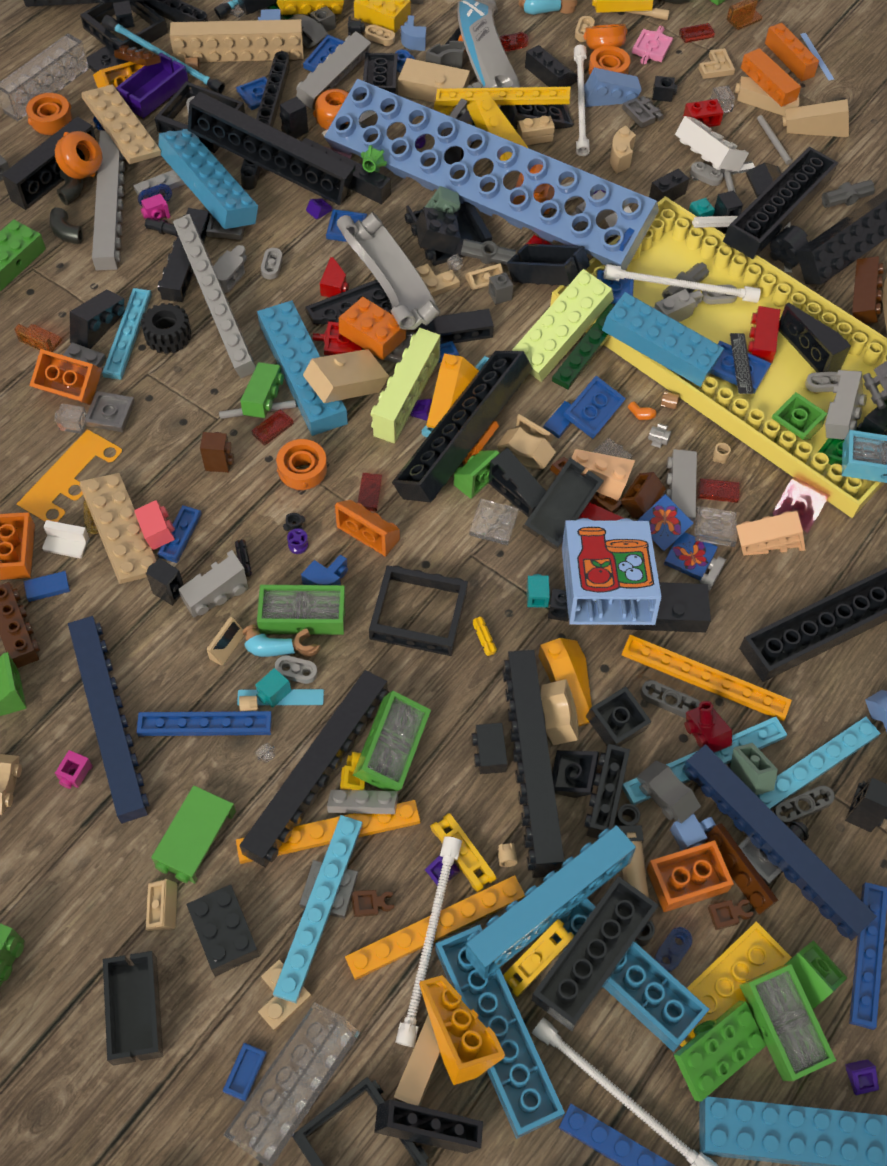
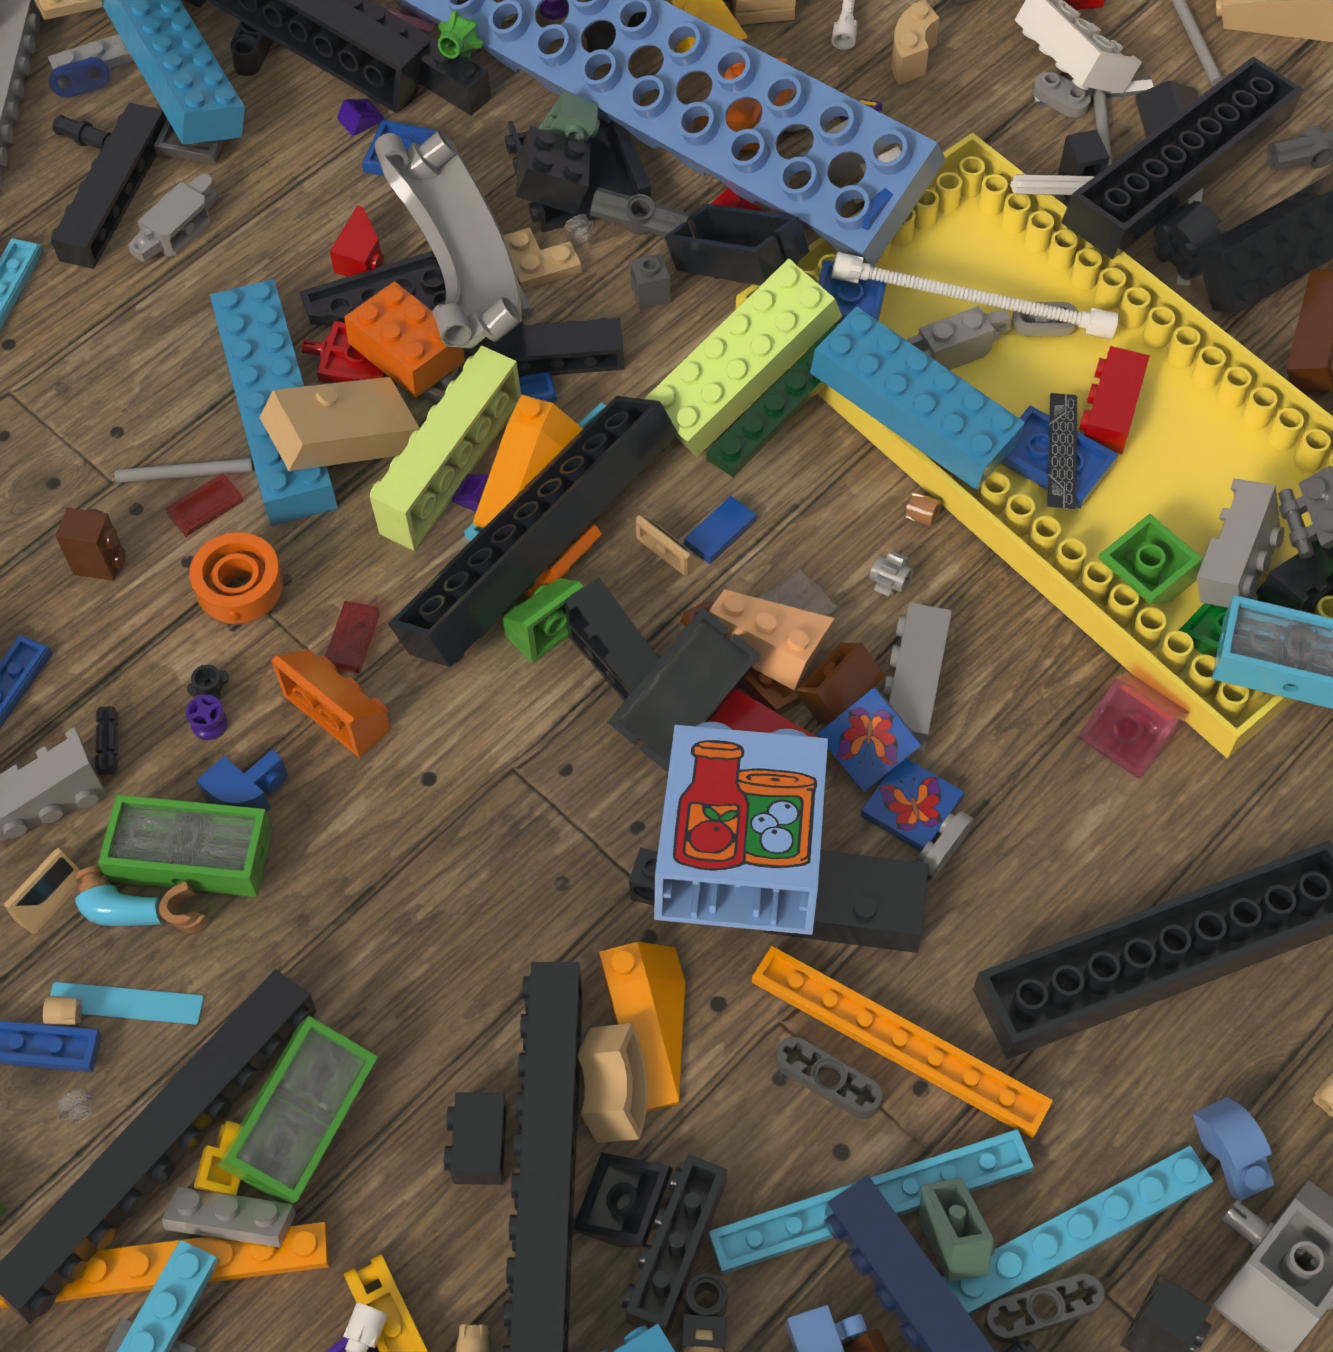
camera: 10 degrees right, 0 degrees up
(155, 207) = (75, 99): dark pink brick -> none
(166, 317) = (45, 295): black tyre -> none
(215, 296) = (141, 264): light grey brick -> none
(261, 390) = (193, 437): bright green brick -> none
(271, 263) = (253, 215): light grey plate -> none
(272, 688) = (109, 986): teal brick -> none
(297, 669) = (161, 955): light grey plate -> none
(411, 638) = (379, 918): black window -> none
(480, 278) = (615, 259): tan slope -> none
(484, 636) = (507, 923): yellow axle -> none
(494, 522) = (562, 710): clear plate -> none
(528, 449) = (644, 580): tan brick -> none
(537, 591) = (617, 847): teal brick -> none
(594, 407) = (780, 511): blue plate -> none
(618, 718) = (720, 1106): black brick -> none
(642, 413) = (868, 529): orange arm -> none
(668, 792) = (785, 1258): dark grey brick -> none
(671, 185) = (988, 114): black brick -> none
(695, 274) = (1003, 281): dark grey piece -> none
(701, 208) = (1037, 159): teal brick -> none
(708, 727) = (884, 1141): dark red brick -> none
(716, 526) = (966, 753): clear plate -> none
(719, 490) = (985, 685): clear red tile -> none
(721, 453) = (1000, 615): tan hose -> none
(771, 533) = (1065, 776): light nougat wedge -> none
(814, 341) = (1204, 419): black slope -> none
(821, 381) = (1209, 493): light grey plate -> none

